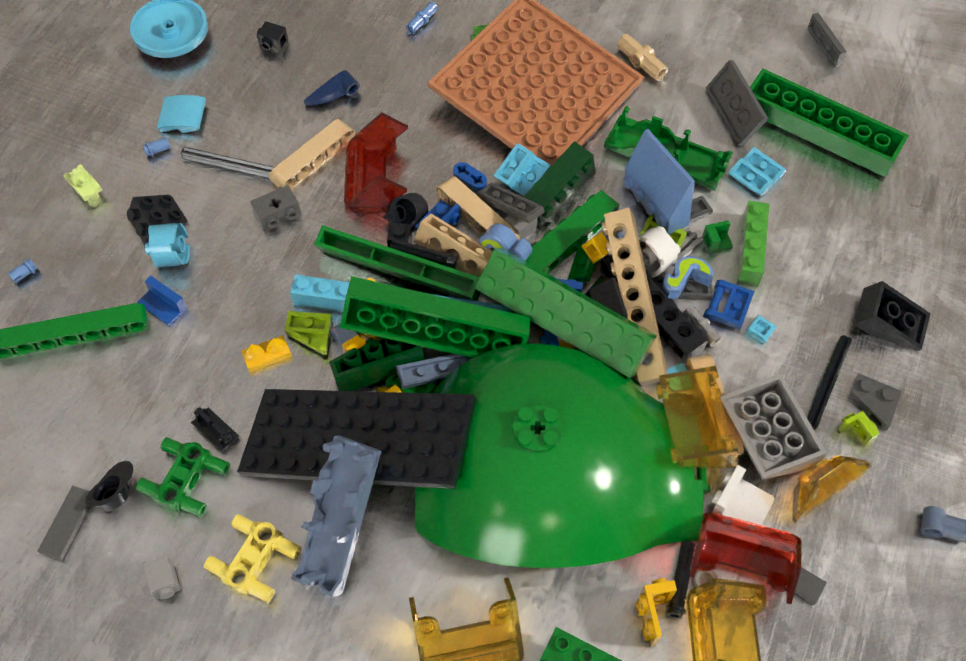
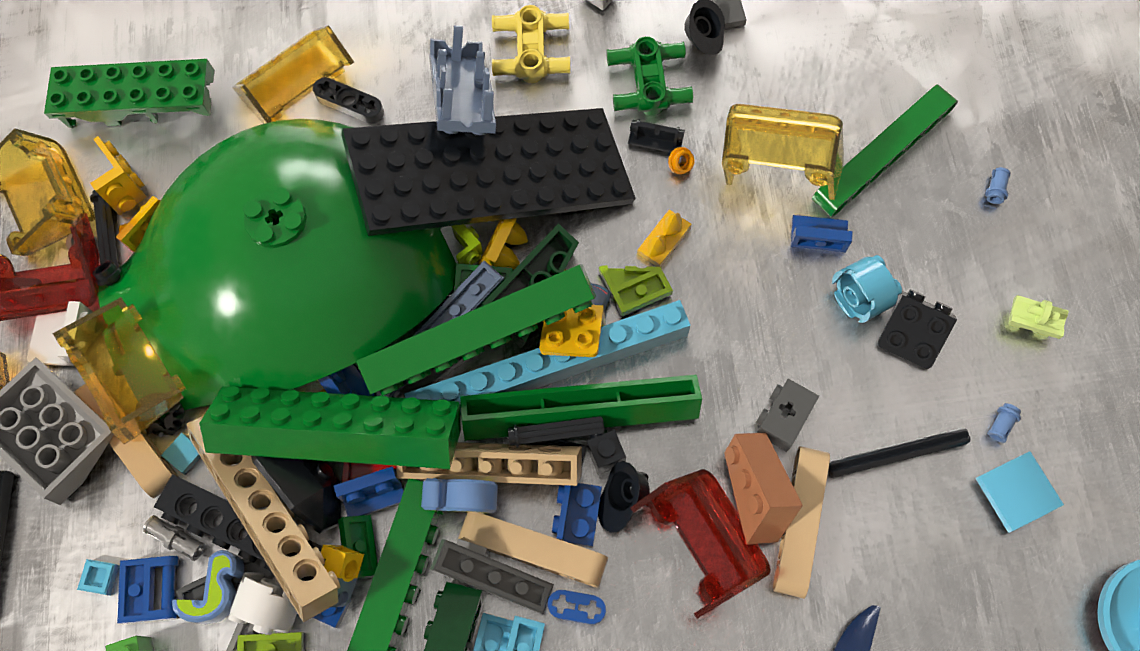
camera: 155 degrees right, 10 degrees up
(148, 340) = (784, 140): none -> clear yellow windscreen
(212, 398) = (687, 160): none -> light orange plate
(322, 173) = (760, 488): none -> nougat wedge
(415, 583) = (354, 109): none -> black beam
(656, 558) = (132, 233): none -> yellow tile
(692, 530) = (107, 273): none -> black plate

